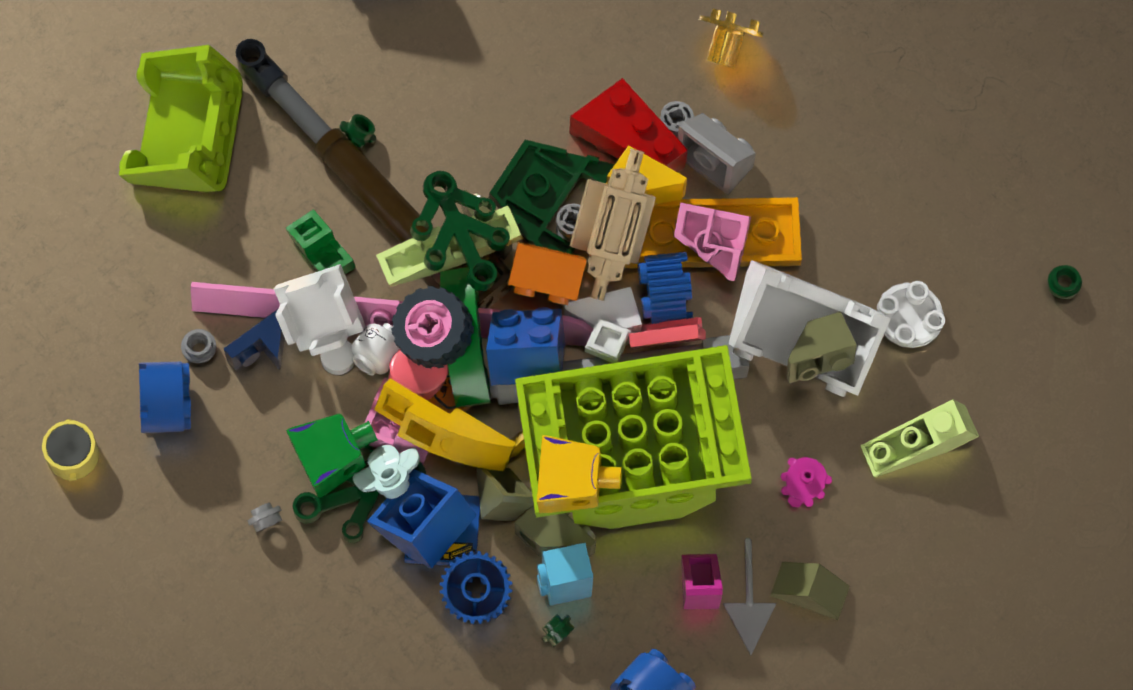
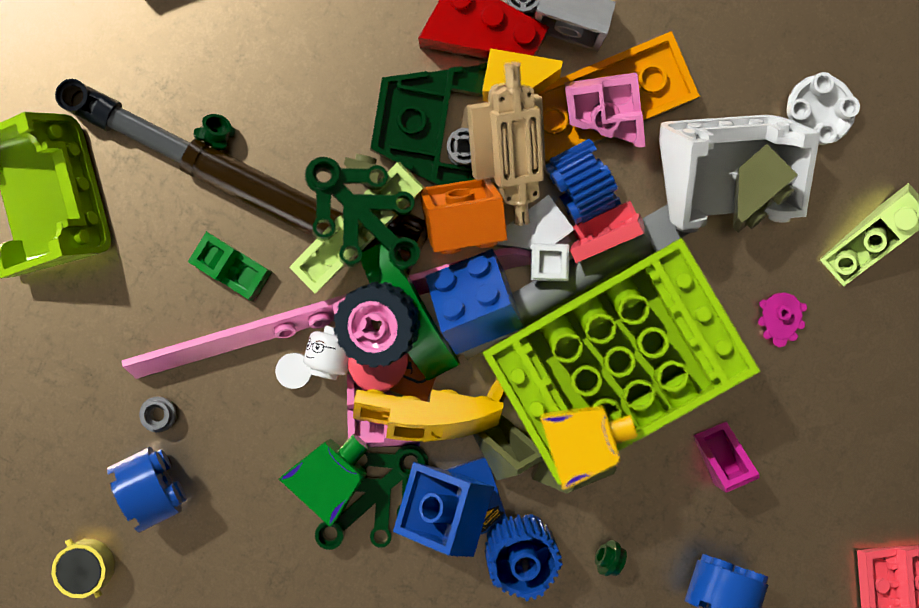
camera: 20 degrees left, 20 degrees up
(264, 337) = (219, 381): dark blue slope -> none
(264, 516) = (294, 560): light grey plate -> none
(318, 311) = (257, 344): white panel -> none
(387, 471) = (388, 471): light aqua plate -> none
(565, 574) = (601, 512): medium azure brick -> none
(749, 617) = (779, 468): light grey piece -> none
(811, 588) = (825, 423): olive slope -> none

